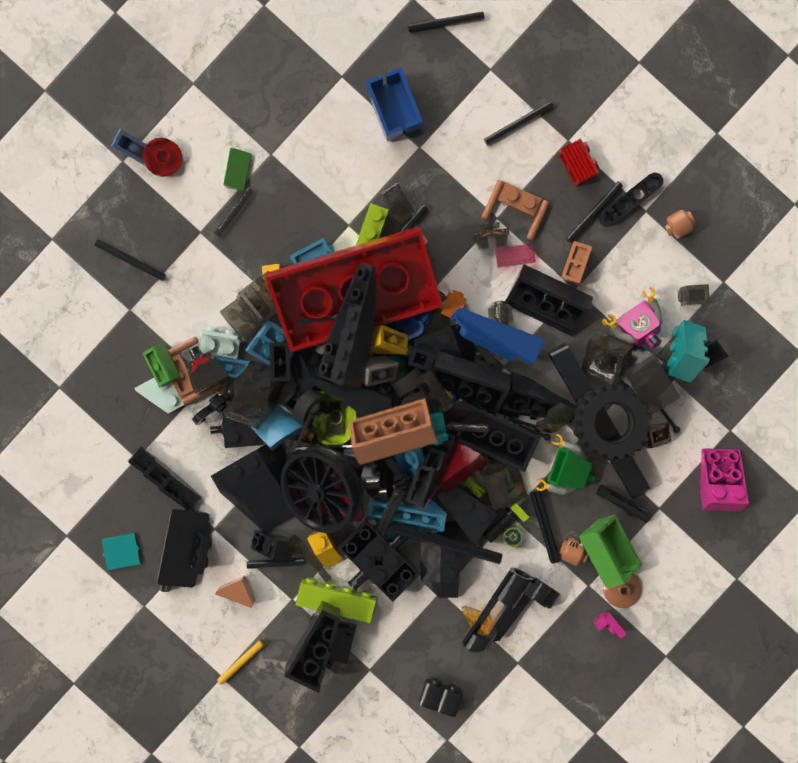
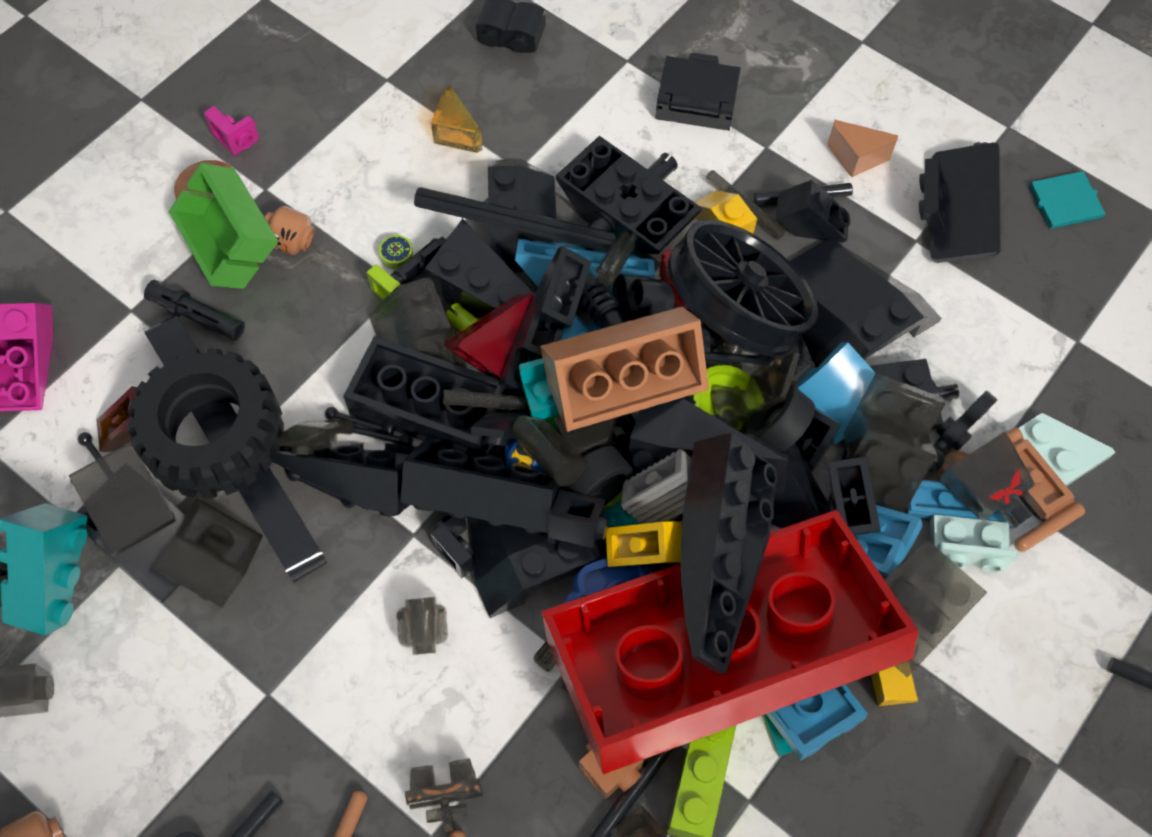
camera: 175 degrees right, 25 degrees down
(161, 364) = (1076, 491): bright green slope -> none
(163, 477) = (1017, 306): black slope -> none
(240, 662) = (835, 59): yellow bar -> none
(302, 321) = (822, 569): black hinge -> none
(313, 650) = (725, 59): black wedge -> none
(350, 603) = (695, 142): lime brick -> none
(452, 303) = (517, 638): orange brick -> none
(498, 337) = (427, 575): blue wedge -> none
(515, 255) = (391, 754): clear pink tile -> none
(515, 592) = (398, 161): black panel -> none
(545, 526) = (338, 270): black axle -> none
(549, 300) = (322, 663): black slope -> none
(569, 469) = (292, 353): green torso -> none
(577, 263) = (260, 740): nougat hinge -> none
(640, 323) = (137, 621): torso -> none

